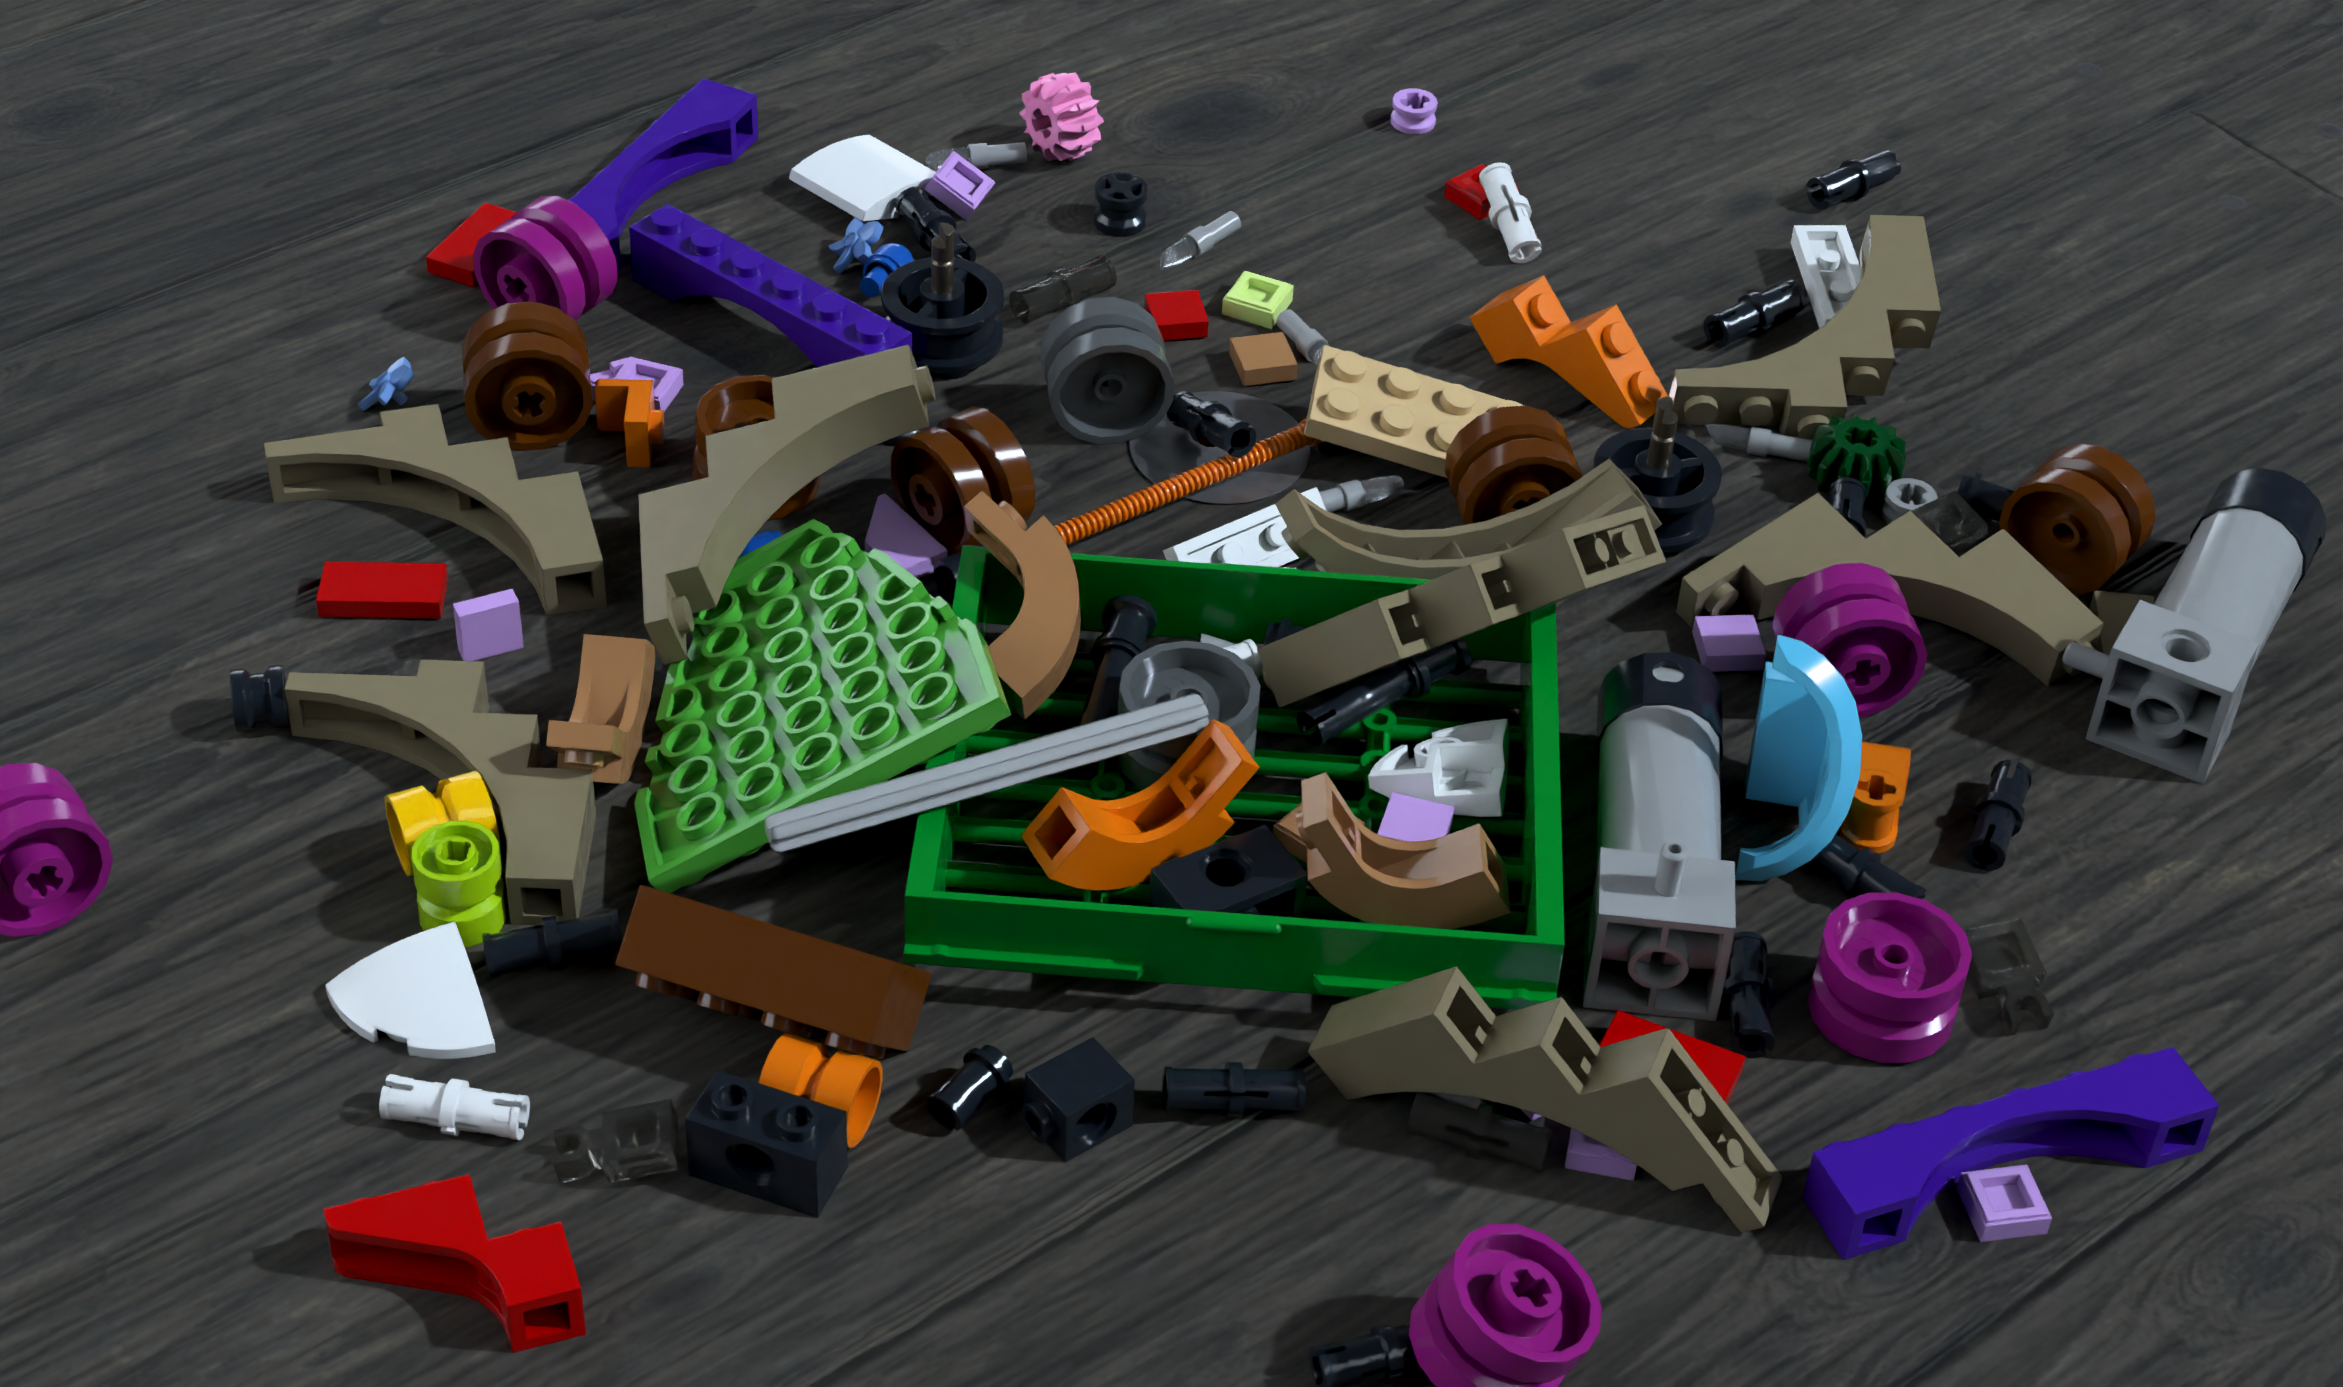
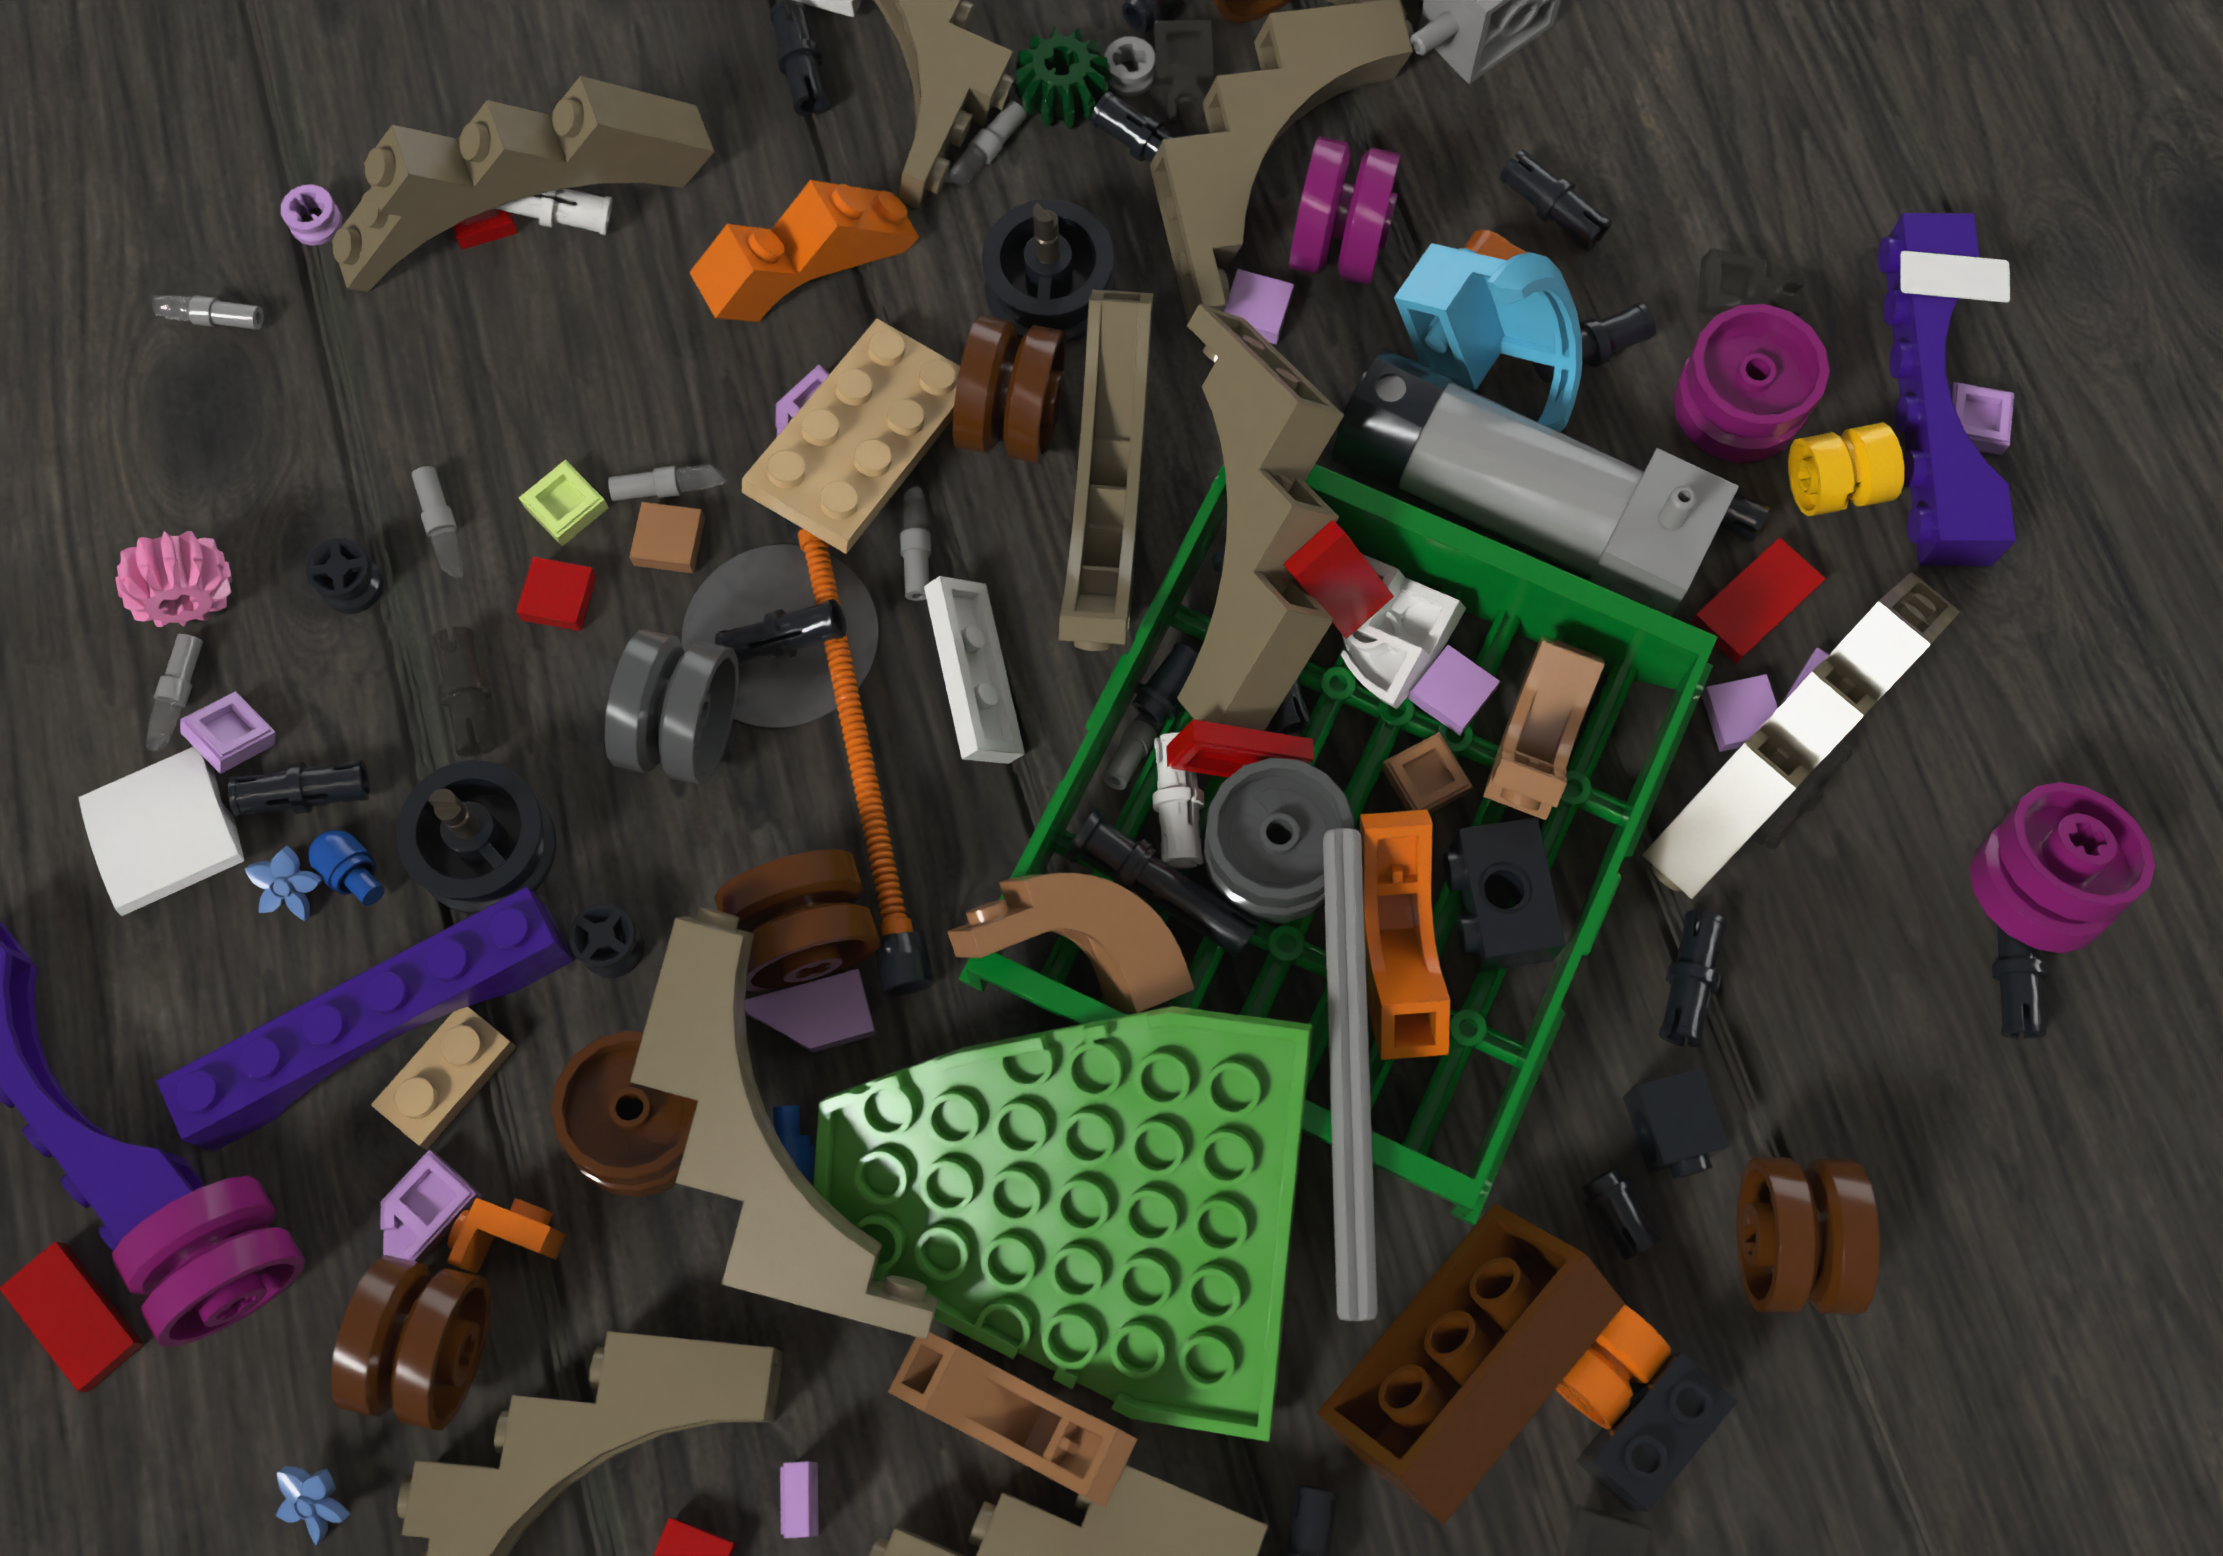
camera: 65 degrees left, 30 degrees up
(723, 357) = (443, 1076): none -> tan plate
(1003, 1187) = (1807, 1236): none -> reddish brown wheel
(1247, 639) = (1226, 748): none -> red tile
(1297, 88) = (208, 311): none -> light grey piece
(1450, 676) = (1339, 578): none -> red tile
(1518, 150) = (508, 154): none -> dark tan arch
(1845, 1074) = (1856, 467): none -> yellow wheel
(2129, 1102) = (1955, 276): none -> white sticker

